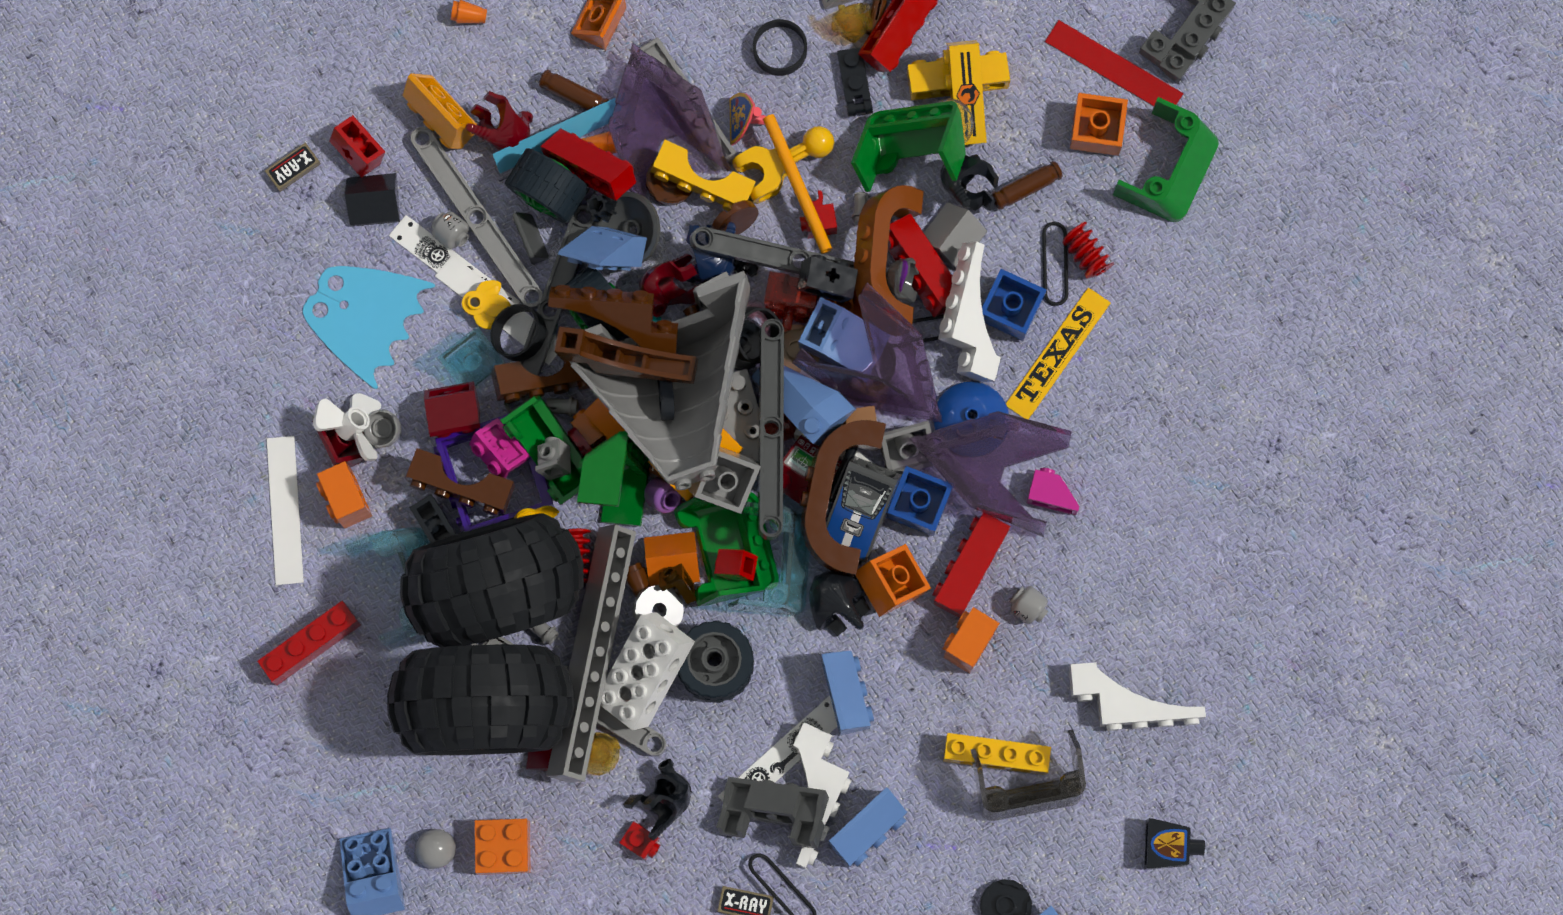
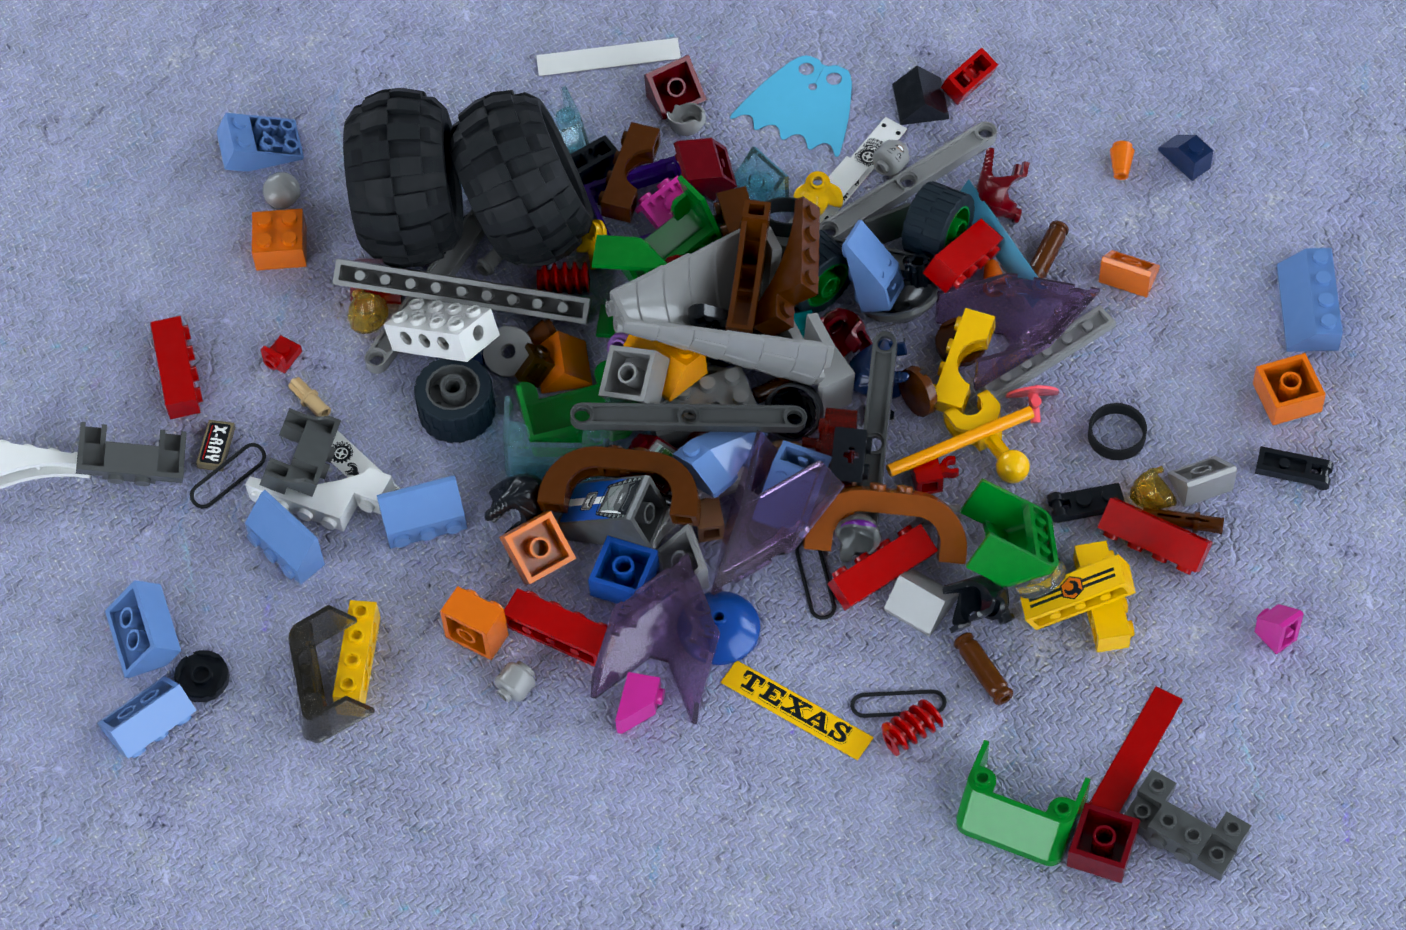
camera: 90 degrees right, 20 degrees down
(292, 167) = (947, 35): tile -> none
(309, 643) = (469, 68): red brick -> none
(344, 494) = (618, 89): orange brick -> none
(348, 424) = (689, 63): white piece -> none
(438, 110) = (1015, 136): light orange slope -> none
(553, 458) = (658, 239): light grey brick -> none
(668, 800) = (317, 369): black piece -> none
(696, 811) = (309, 397): none -> tan axle
(735, 564) = (553, 410): red brick -> none
(964, 319) = (816, 598): white arch -> none
(1012, 304) = (843, 652): blue brick -> none
(1098, 124) = (1058, 731): orange brick -> none
(1122, 707) = (406, 774): white arch -> none
(1169, 845) = (255, 824): torso -> none
(1209, 94) = (1103, 842): none -> dark red brick

